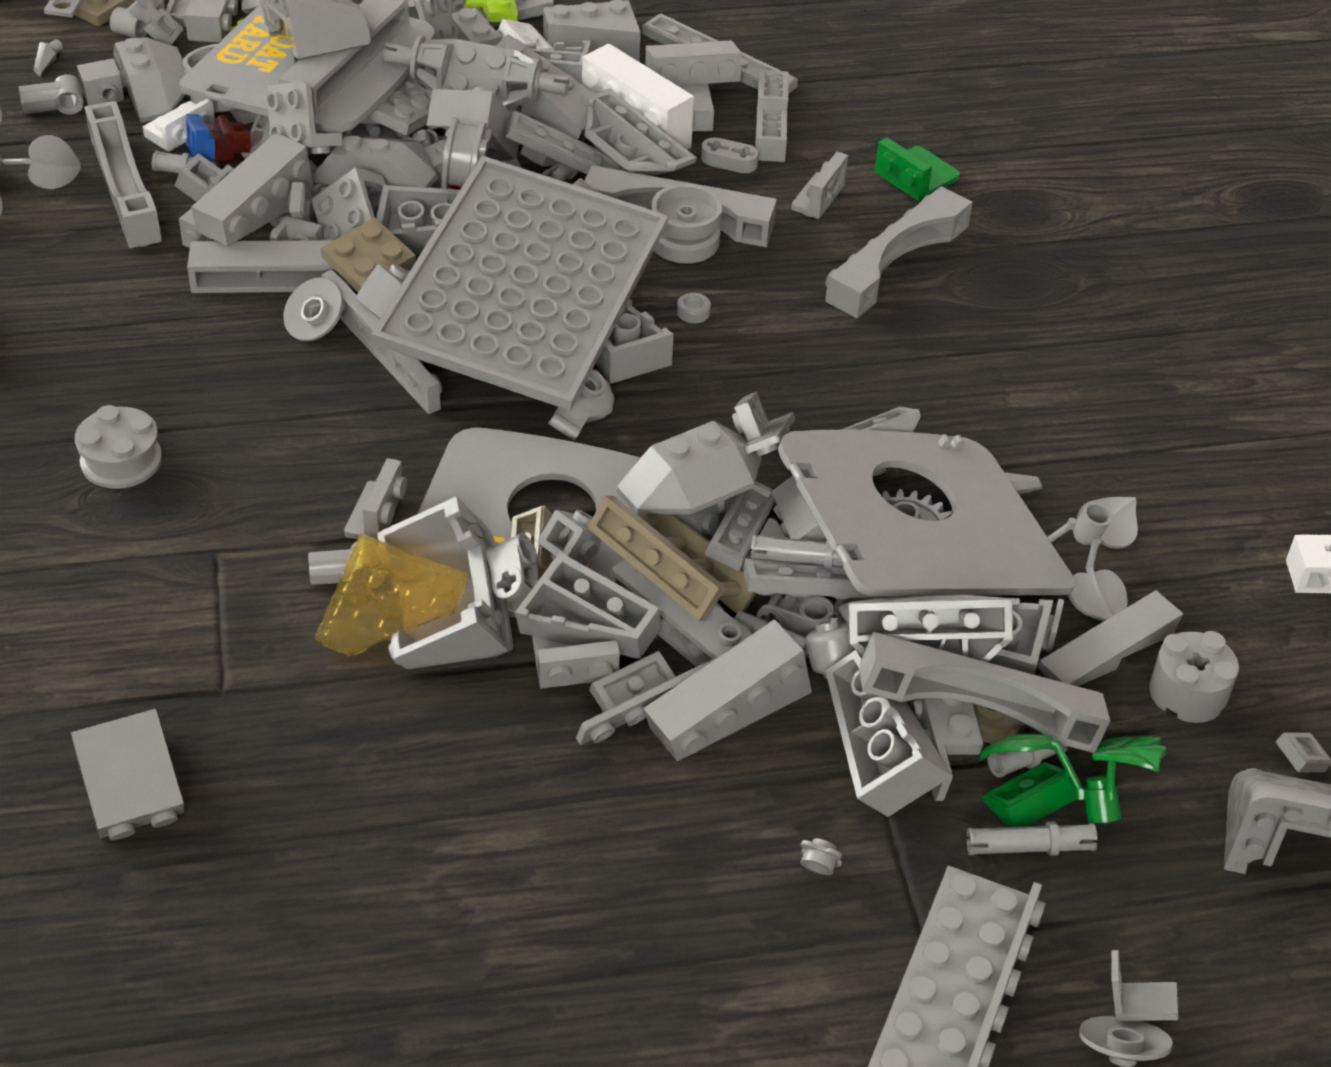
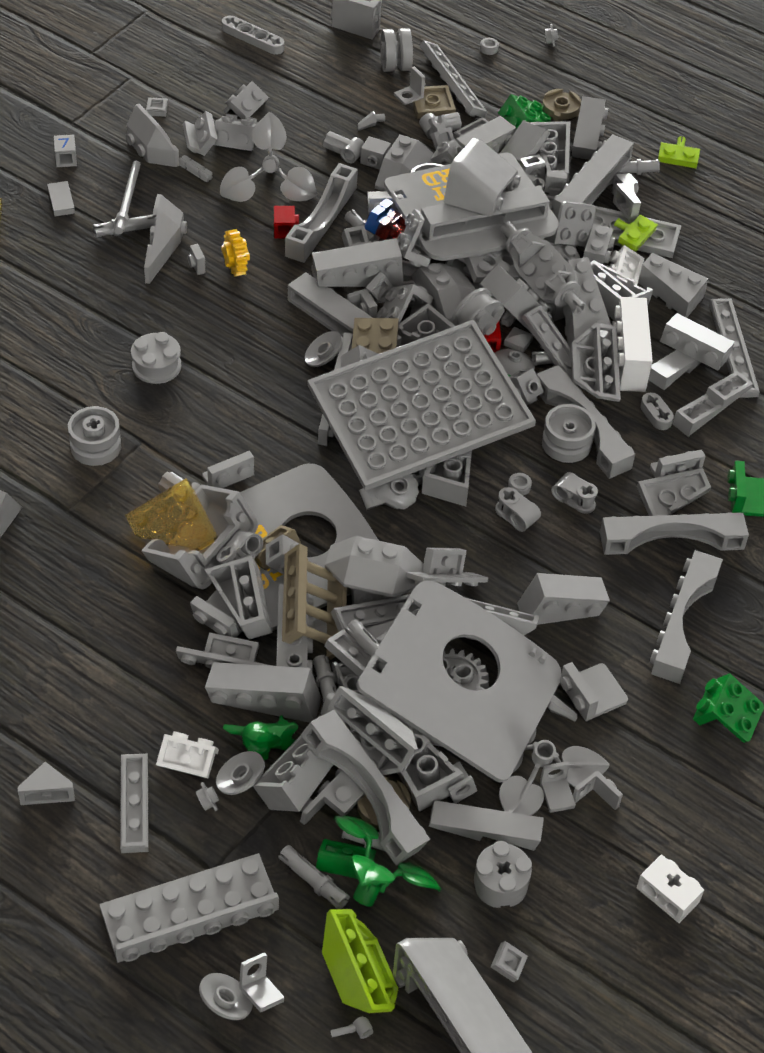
camera: 45 degrees right, 5 degrees up
(26, 311) = (196, 259): none -> light grey plate
(76, 271) = (235, 252): none -> yellow gear
(84, 211) = (284, 220): none -> red brick
(158, 579) = (94, 435): none -> light grey wheel
(194, 33) = (446, 152): none -> light grey brick
(633, 1002) = (45, 786): none -> light grey slope
(731, 329) = (517, 511): none -> light grey piece
(739, 832) = (187, 755): none -> white bracket
(746, 937) = (134, 803): none -> light grey tile
(761, 276) = (573, 491): none -> light grey piece
(791, 745) = (263, 737): none -> green animal
(811, 790) = (240, 773): none -> light grey dish
(845, 216) = (672, 492): none -> light grey wing
(889, 377) = (563, 597): none -> light grey wedge
(1027, 444) = (592, 690): none -> light grey bracket
(1044, 355) = (674, 652): none -> light grey arch
(1122, 560) = (556, 787): none -> light grey bracket
(1148, 364) = (731, 705): none -> green bracket
(1160, 523) = (603, 787): none -> light grey bracket
(1202, 887) = (357, 963): none -> lime wedge
(1275, 941) = (360, 1025): none -> light grey hand

